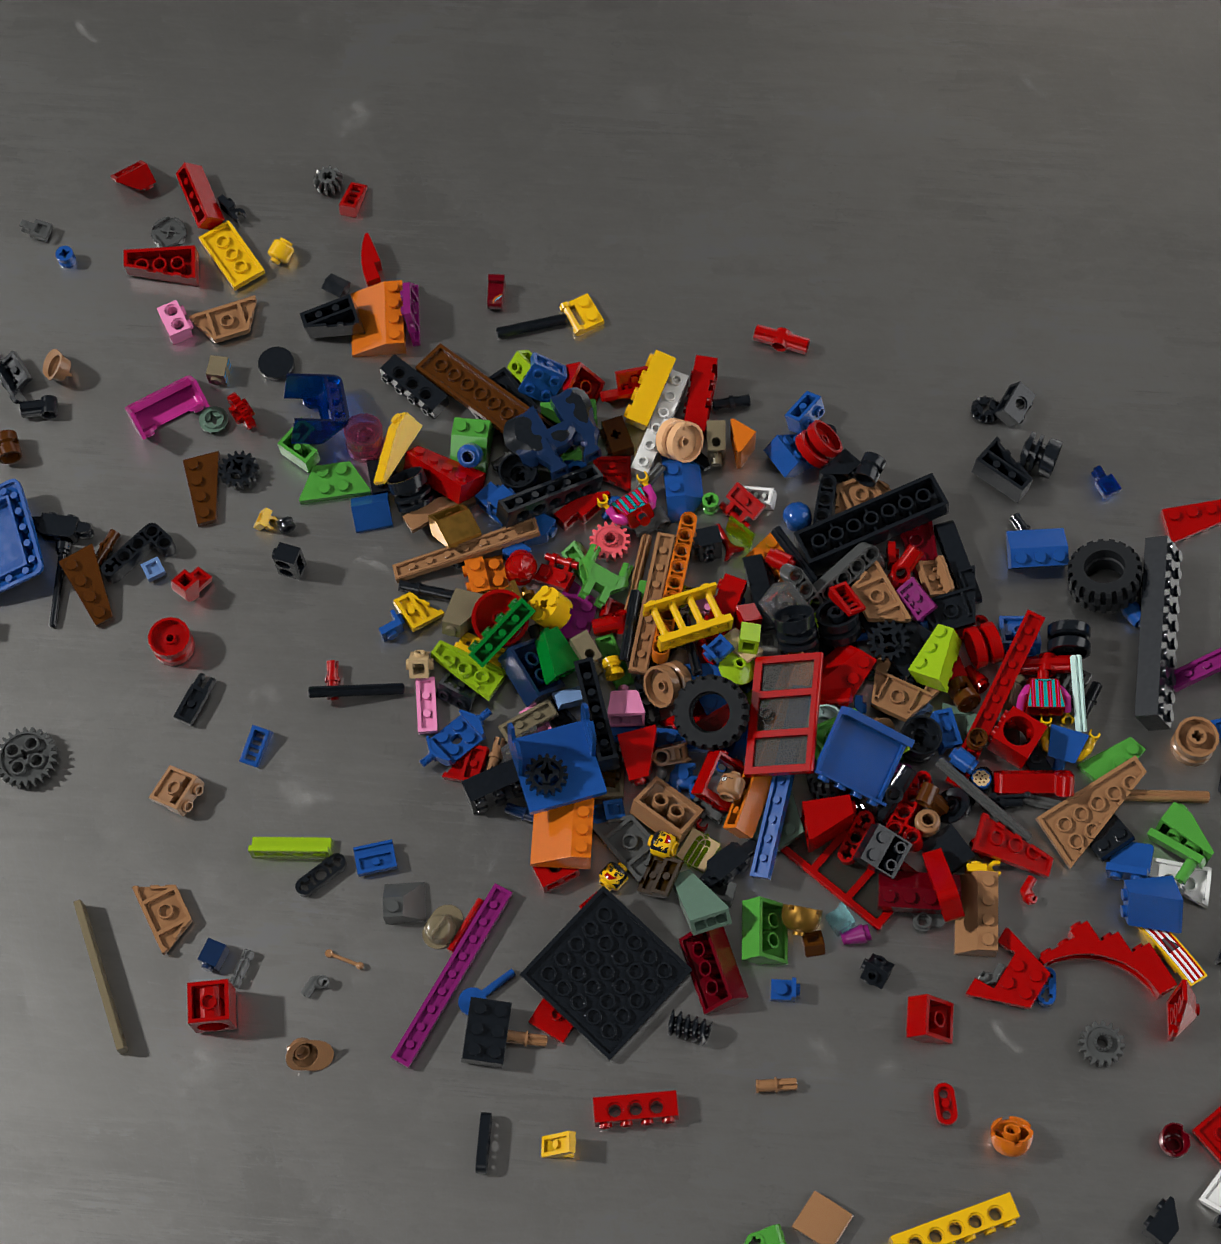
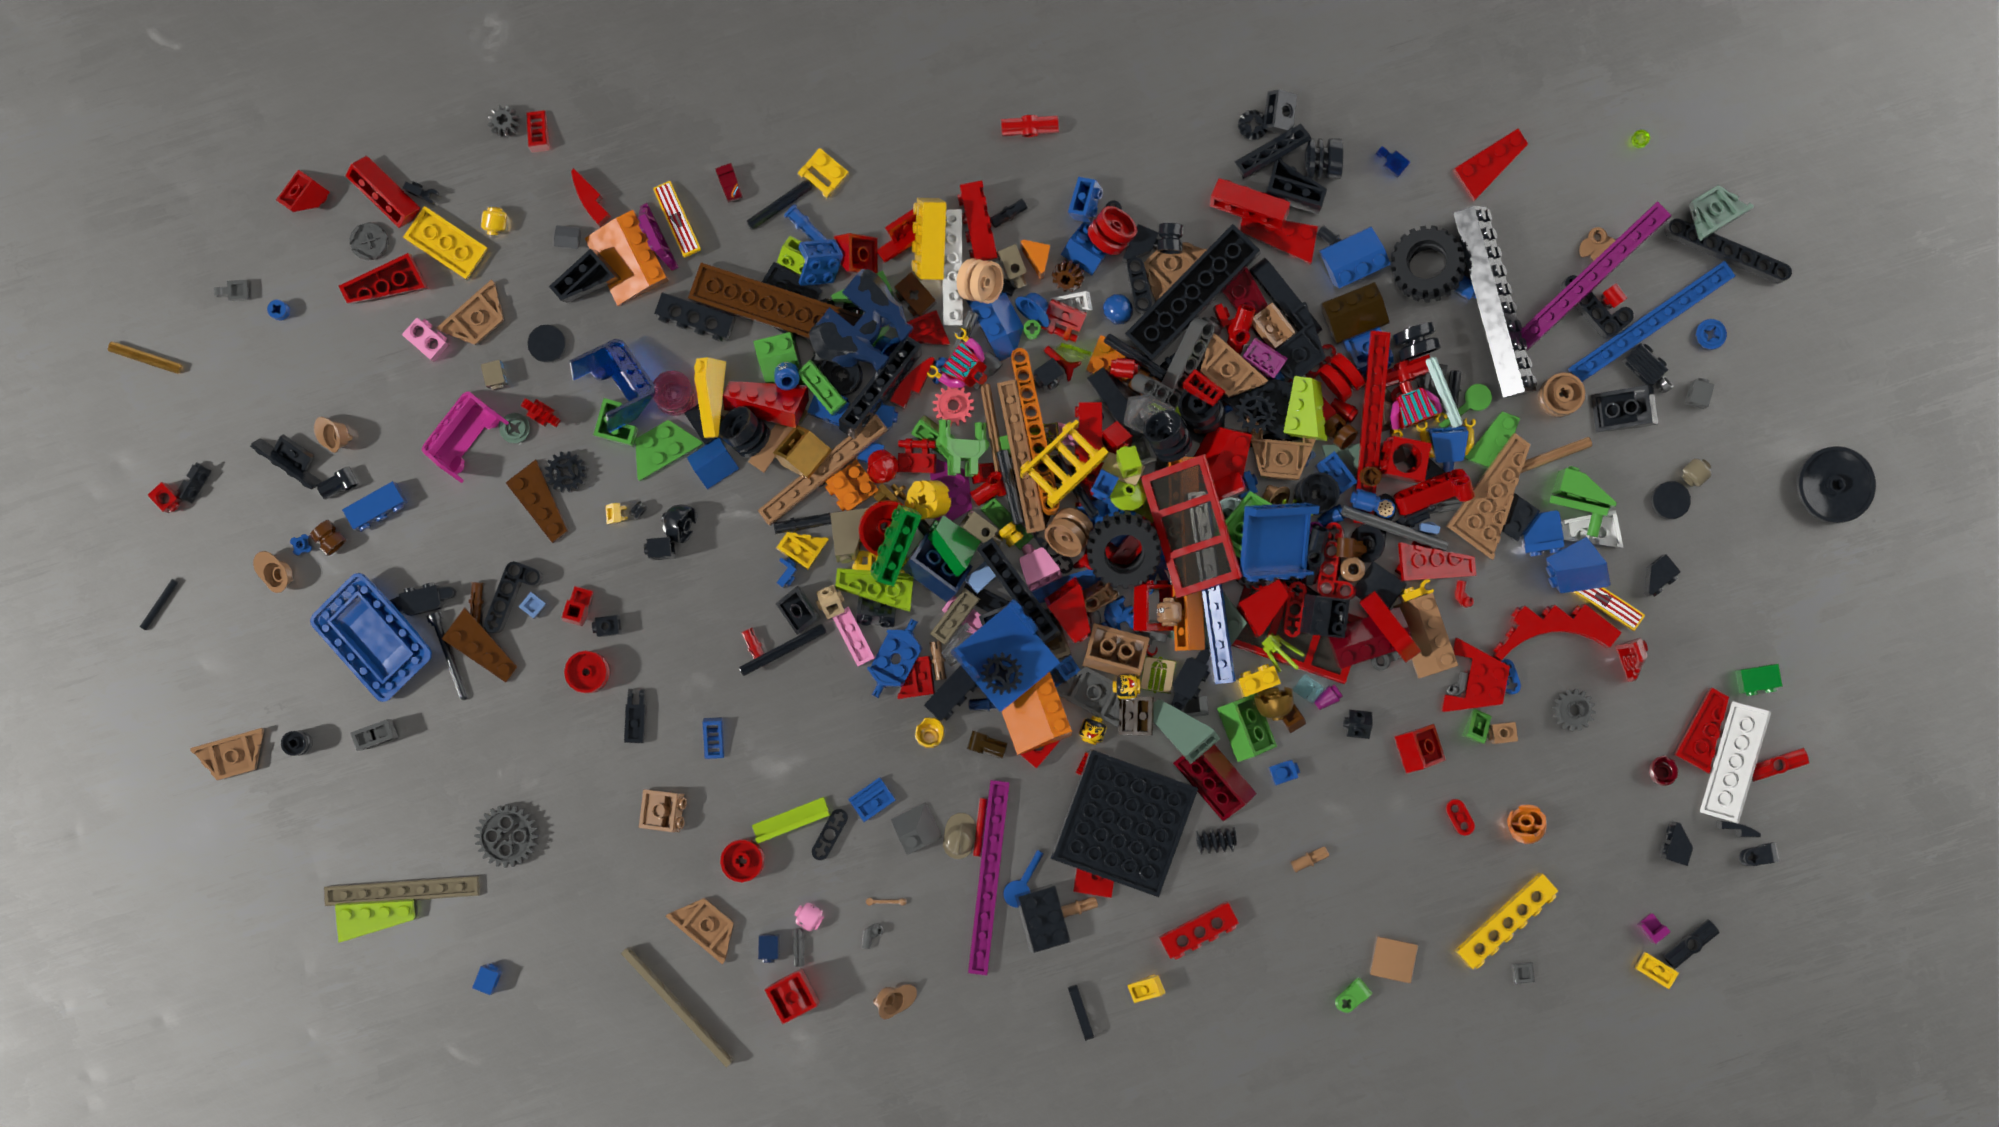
camera: 25 degrees left, 20 degrees up
(61, 437) = (375, 506): none -> blue brick
(211, 616) = (613, 629): none -> black brick
(228, 863) = (731, 862): none -> red wheel
(264, 942) = (809, 917): none -> bright pink head
(317, 546) = (677, 522): none -> black cylinder
(388, 662) = (798, 610): none -> black slope
(436, 304) = (677, 219): none -> slope
(457, 817) = (929, 732): none -> yellow hair
(496, 474) = (821, 387): none -> bright green tile
(502, 847) = (984, 744): none -> dark brown piece
(544, 345) = (802, 223): none -> blue pin
(719, 483) = (1034, 308): none -> blue piece
(765, 462) = (1068, 276): none -> reddish brown gear
(794, 891) = (1262, 679): none -> yellow brick
(822, 863) = (1272, 644): none -> lime plant
(928, 766) = (1332, 515): none -> blue cone
(956, 468) = (1250, 204): none -> red brick
(981, 512) = (1294, 238): none -> red wing
(985, 434) = (1272, 150): none -> black fence
(995, 1022) = (1477, 726): none -> bright green slope
(1016, 593) = (1355, 313): none -> dark brown slope
(1018, 815) = (1429, 528): none -> medium blue tile
(1019, 1037) = (1502, 733): none -> medium nougat brick
(1109, 716) = (1476, 398): none -> bright green piece

